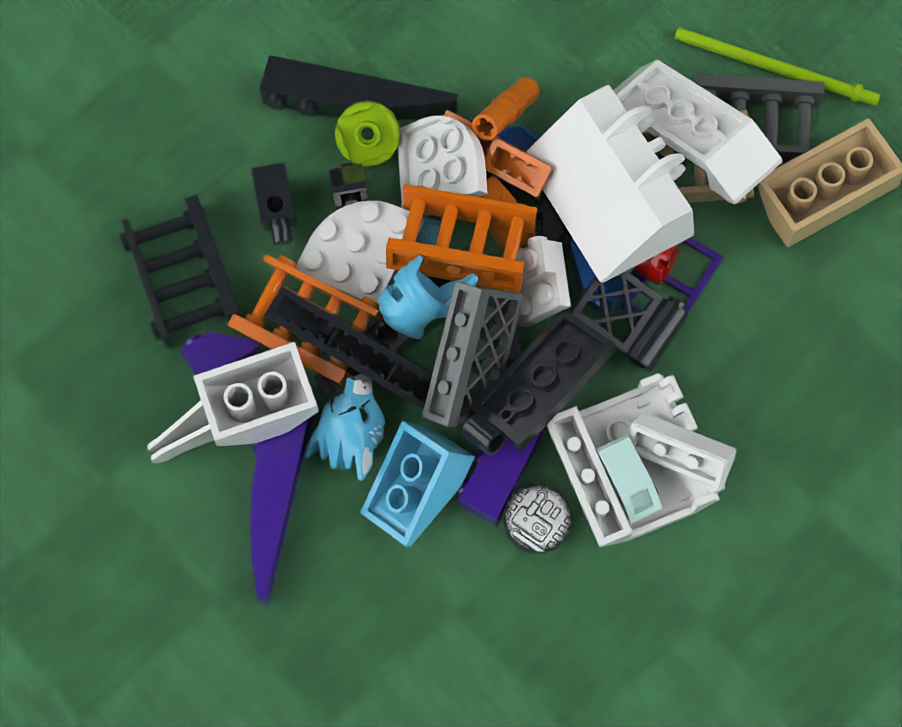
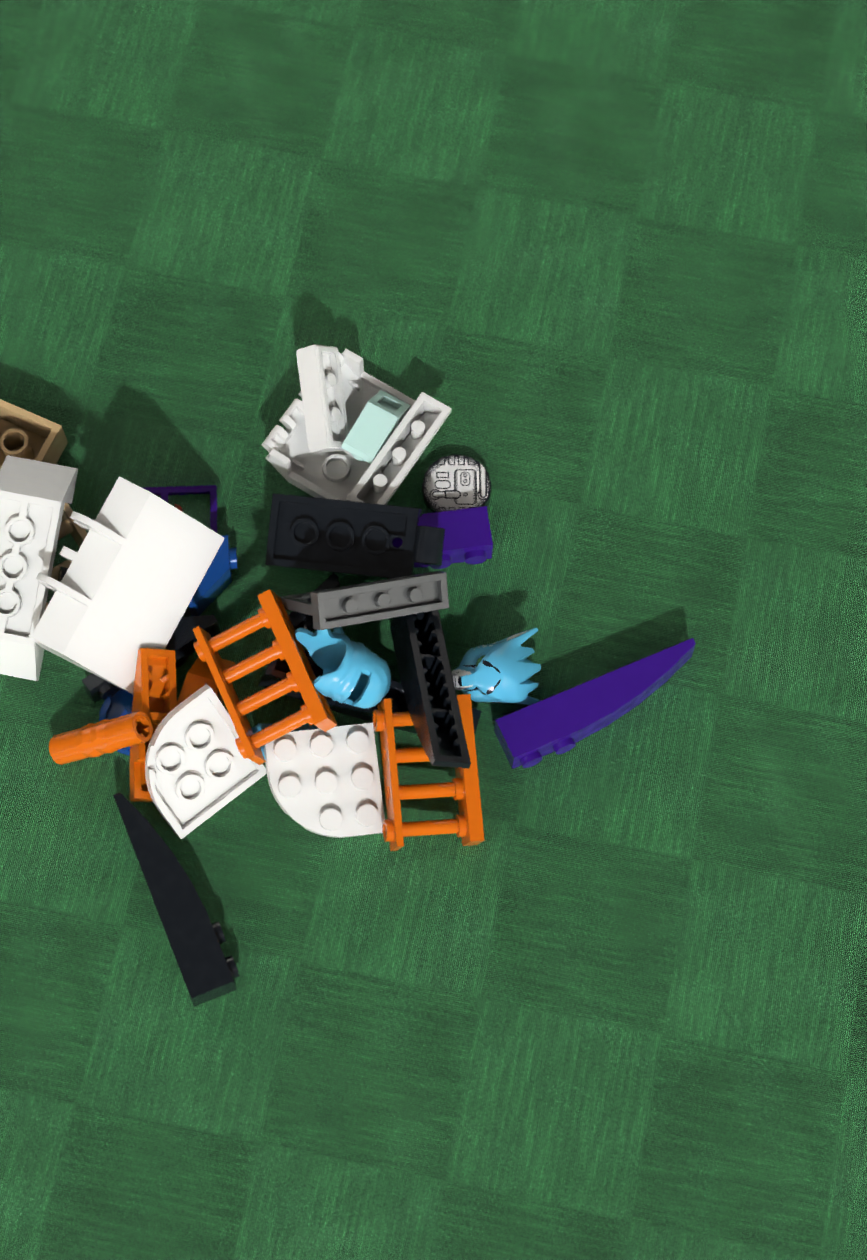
camera: 130 degrees left, 5 degrees down
(203, 248) = (423, 926): black fence -> none
(216, 350) = (516, 836): dark purple slope -> none
(242, 404) = (550, 751): white slope -> none
(274, 191) = (334, 888): black torso -> none
(348, 184) = (274, 831): black slope -> none
(365, 150) = (207, 854): lime plate -> none
(415, 481) = (503, 590): medium azure slope -> none
(543, 281) = (239, 601): white plate -> none
(652, 330) = (230, 496): black piece -> none

